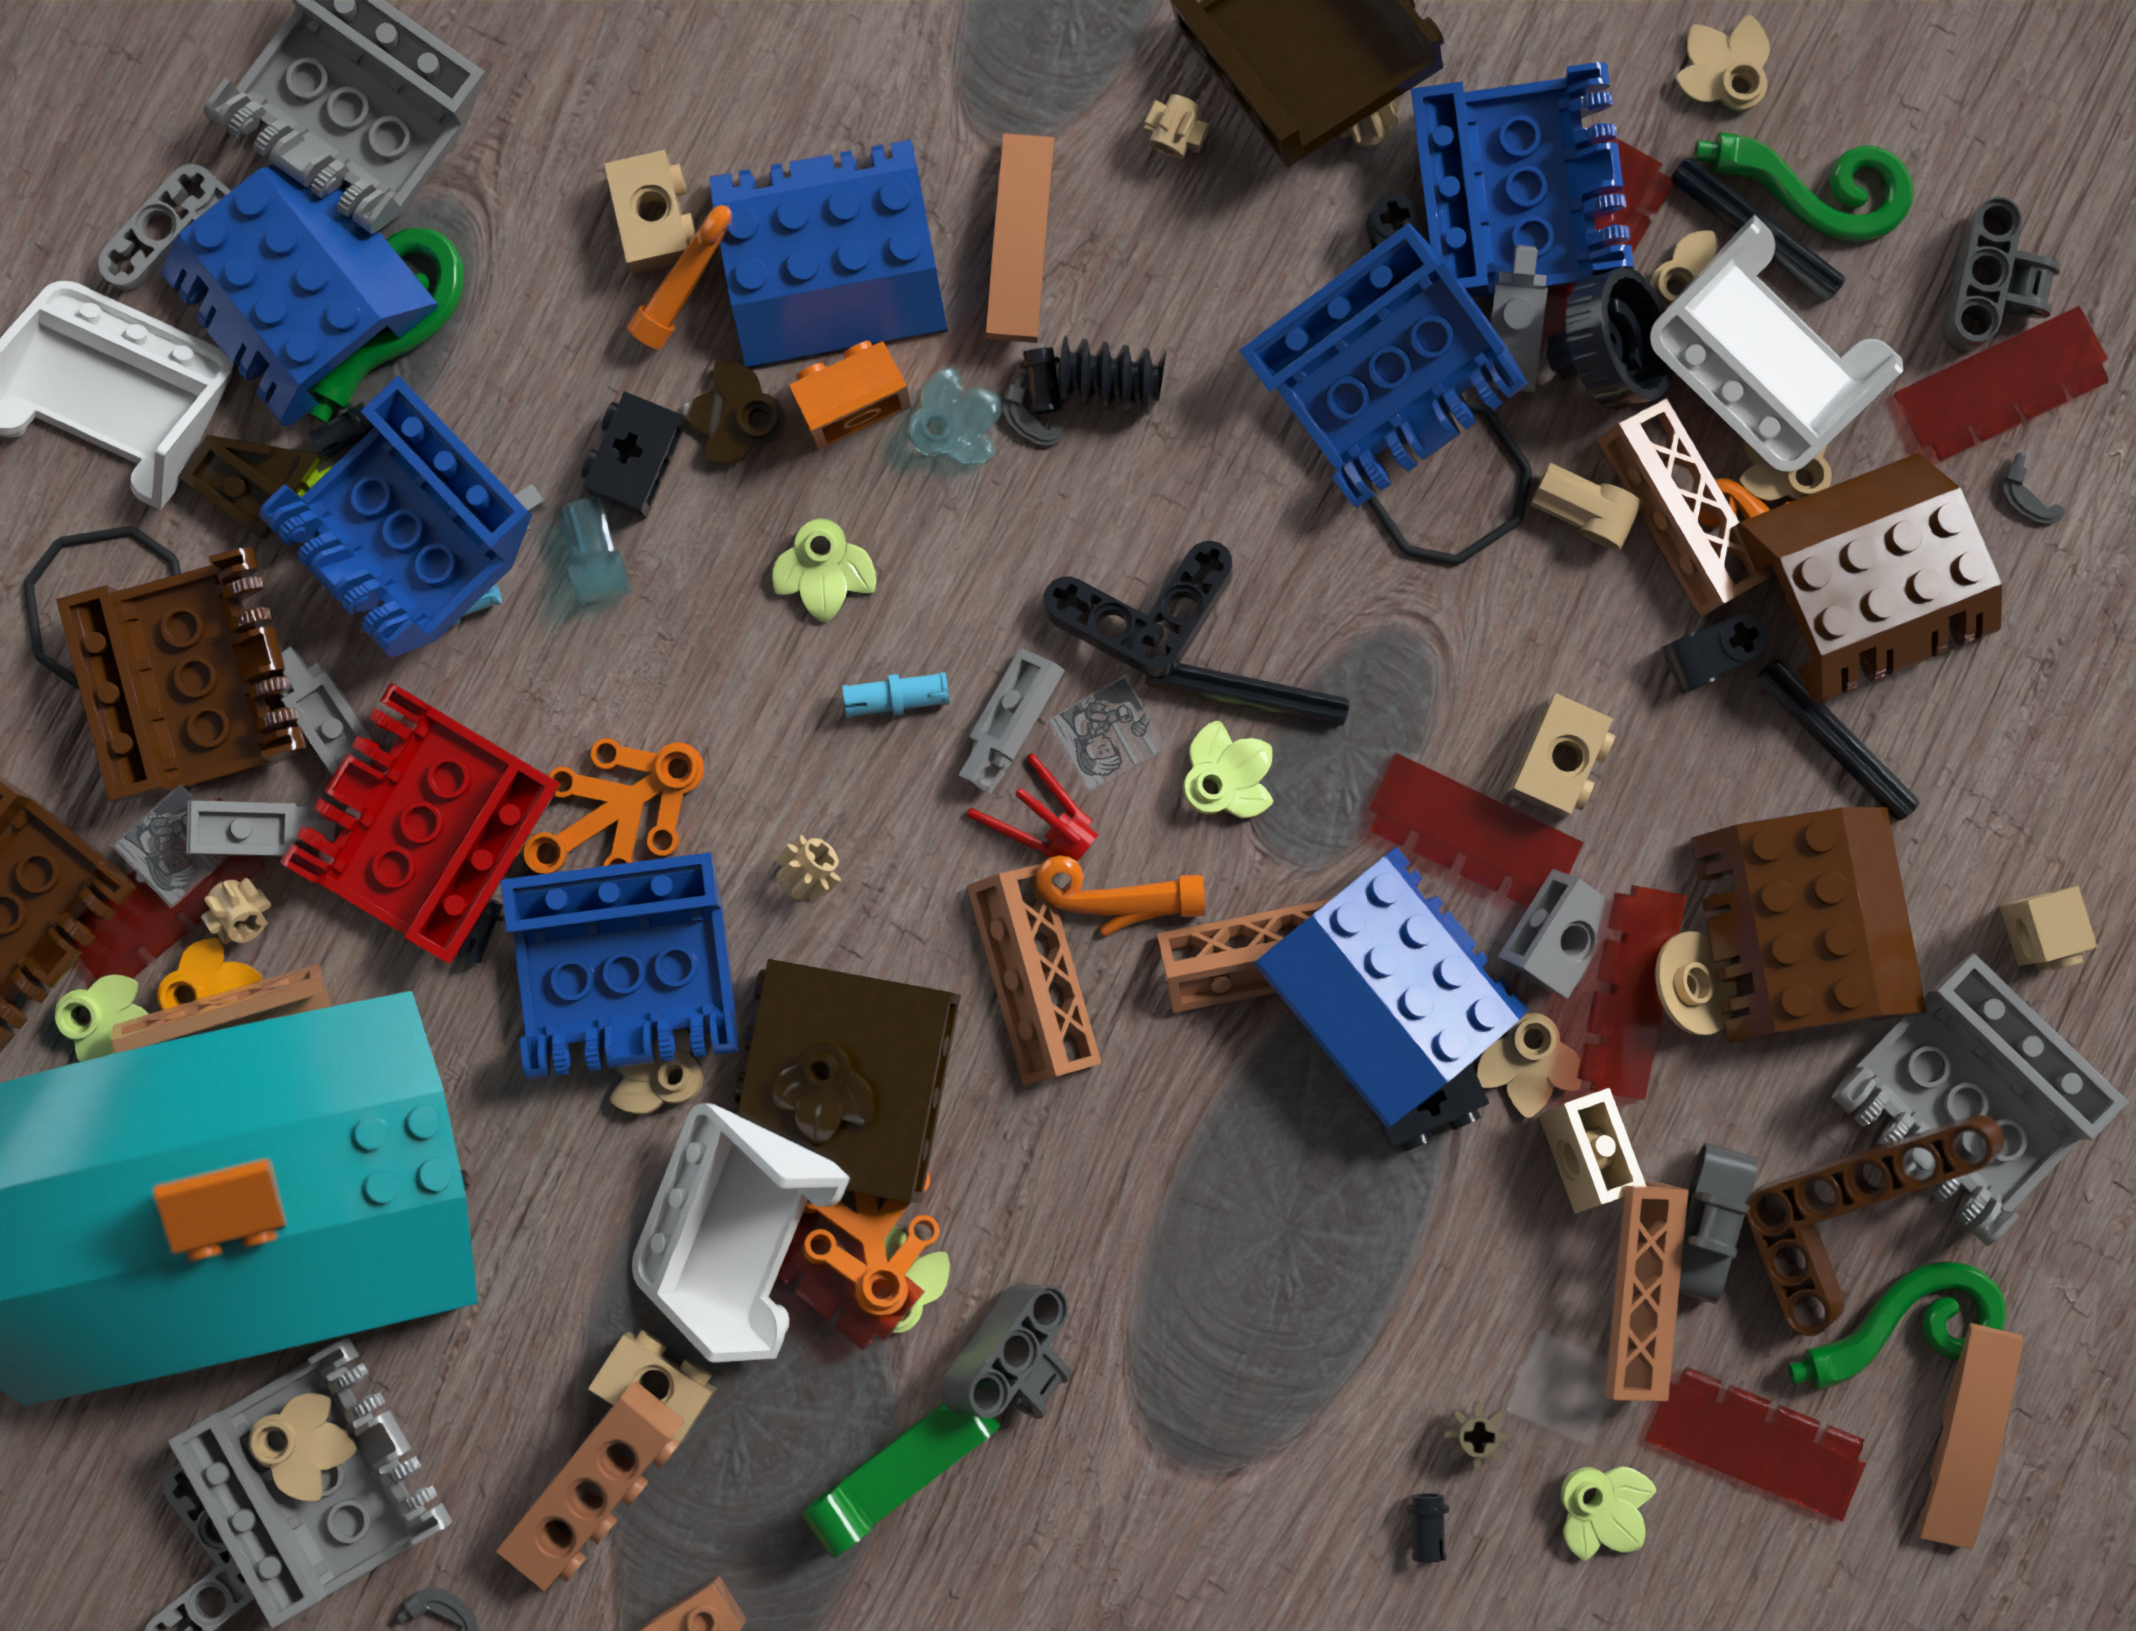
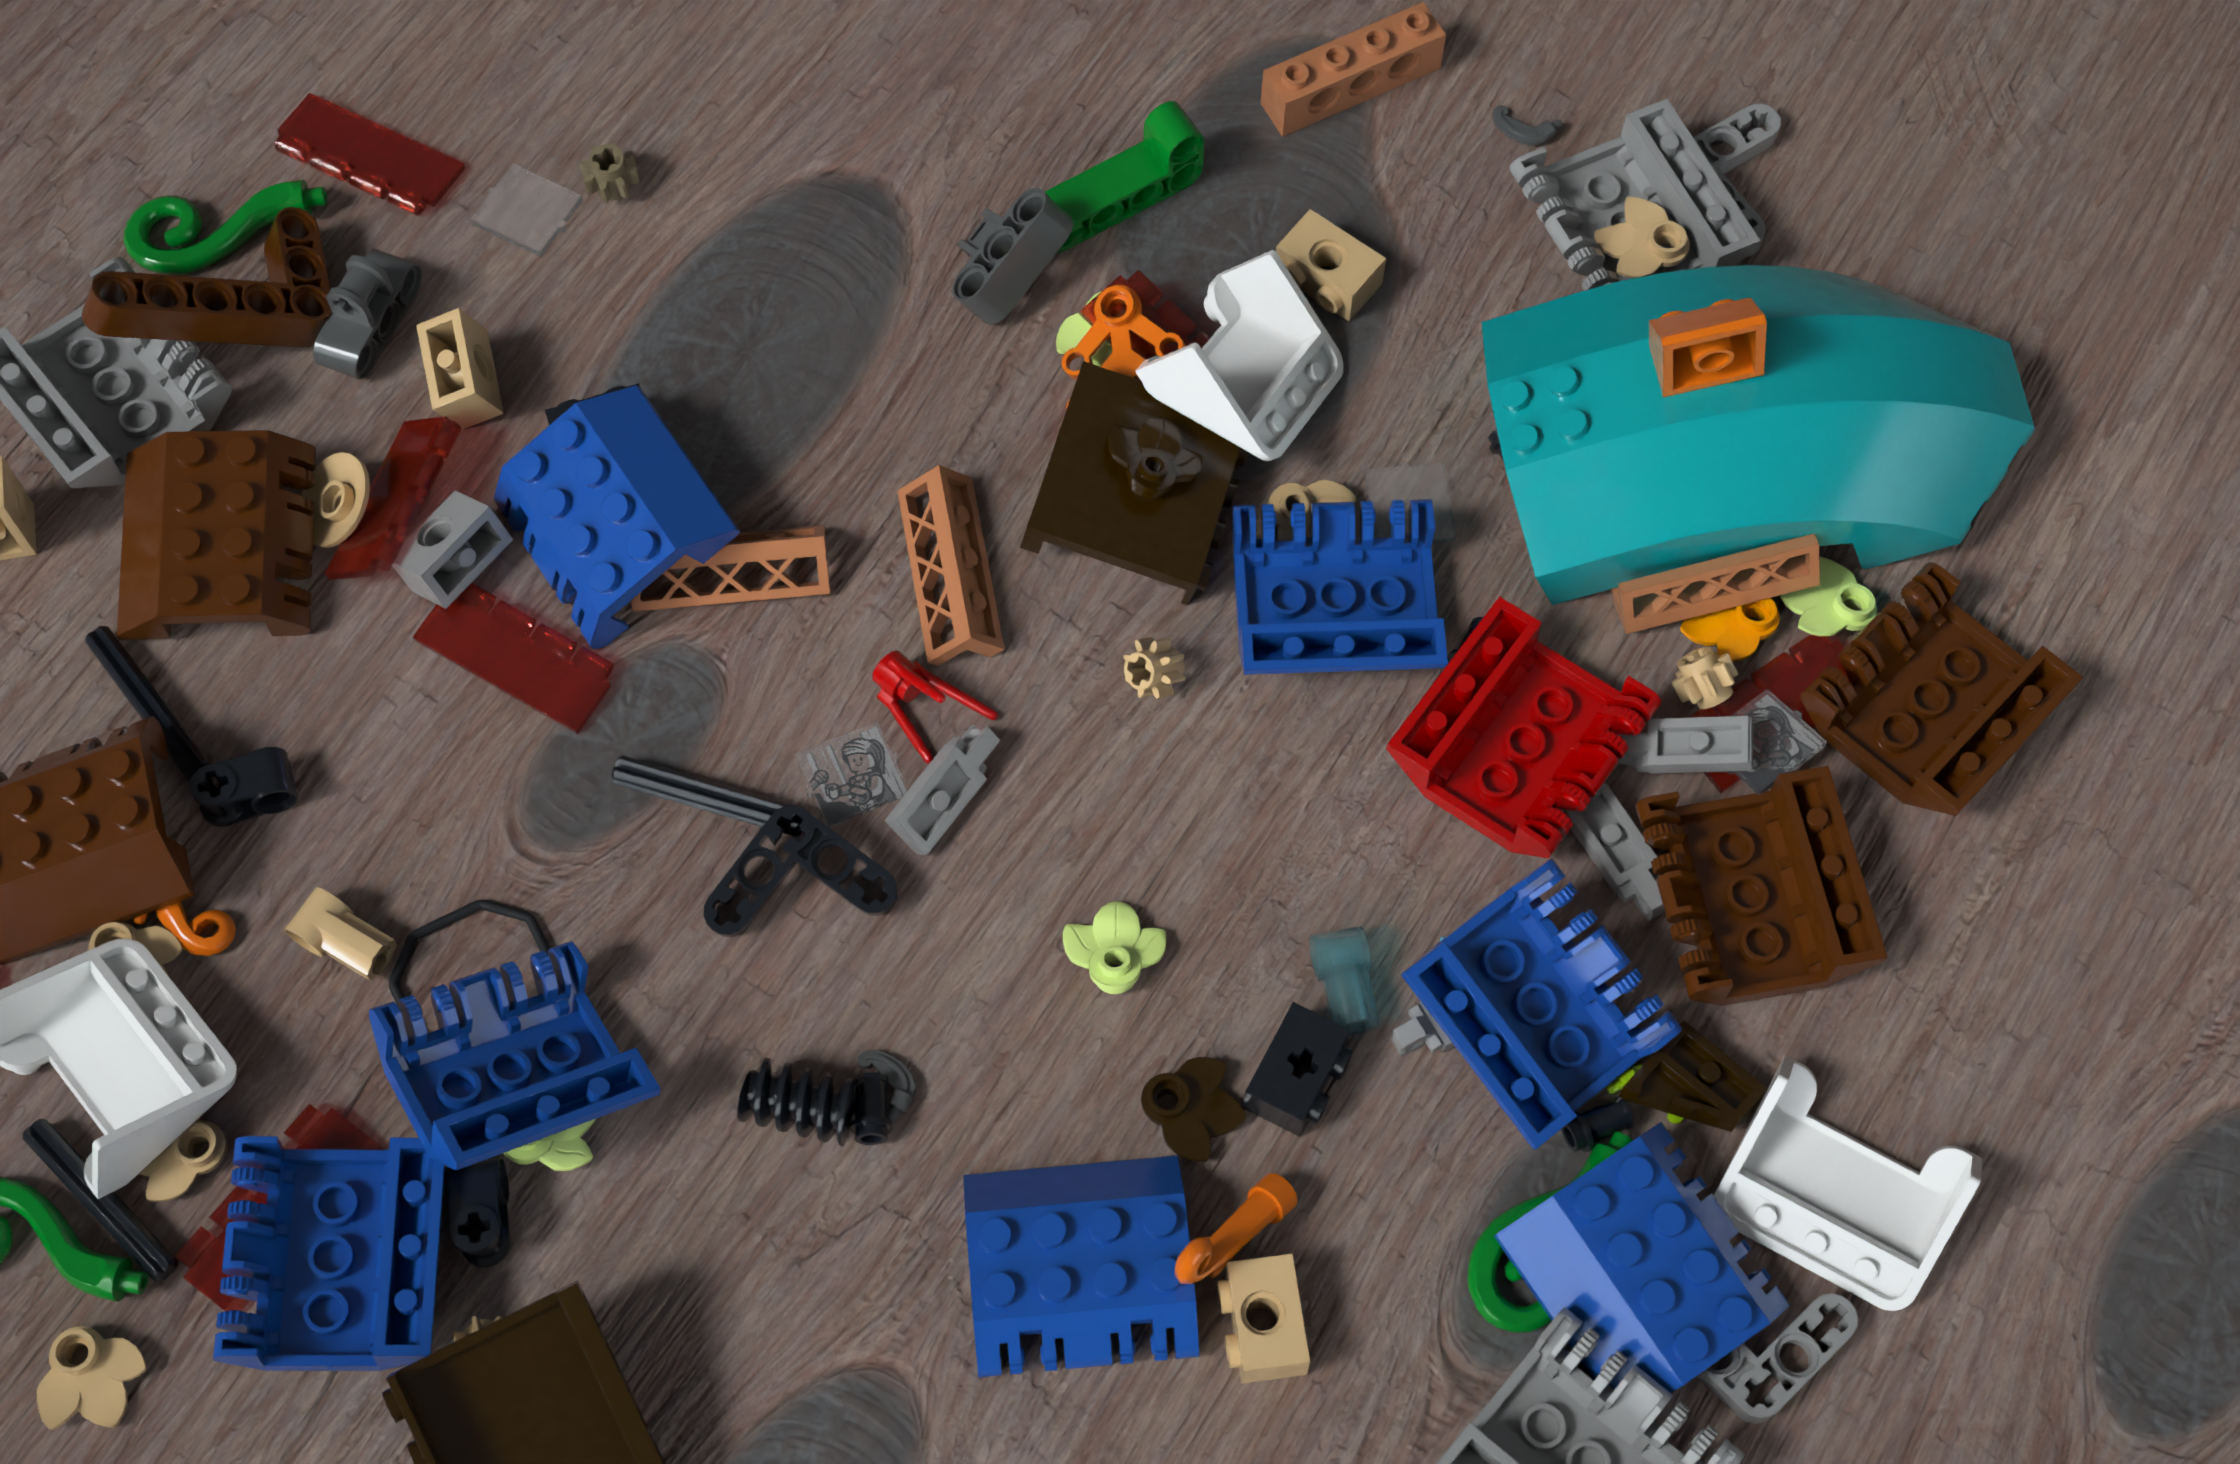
camera: 175 degrees left, 20 degrees down
(45, 561) = (1864, 1049): black piece -> none
(536, 1543) = (1386, 185): nougat brick -> none
(553, 1108) = (1408, 484): none -> clear piece
(622, 804) = (1329, 748): orange plant -> none
(850, 393) = (1069, 1101): orange slope -> none
(895, 694) = (1053, 820): medium azure pin -> none
(961, 413) = (958, 1084): clear light blue plate -> none
(1020, 238) = (874, 1255): nougat slope -> none
(1128, 903) = (910, 634): orange plant -> none
(1176, 126) = (691, 1356): tan gear -> none
(1234, 769) = (734, 727): yellowish green plate -> none
(1428, 1527) = (663, 121): black pin -> none
(1520, 311) = (365, 1123): light grey hinge -> none
(1526, 1071) = (488, 453): tan plate -> none
(1538, 777) = (416, 732): tan brick -> none
(1610, 339) = (276, 1073): black piece -> none
(1611, 1513) = (510, 116): yellowish green plate -> none
(1646, 1292) = (433, 254): nougat fence -> none
(1667, 512) = (260, 917): nougat fence -> none
(1971, 1436) = (176, 139): nougat slope -> none

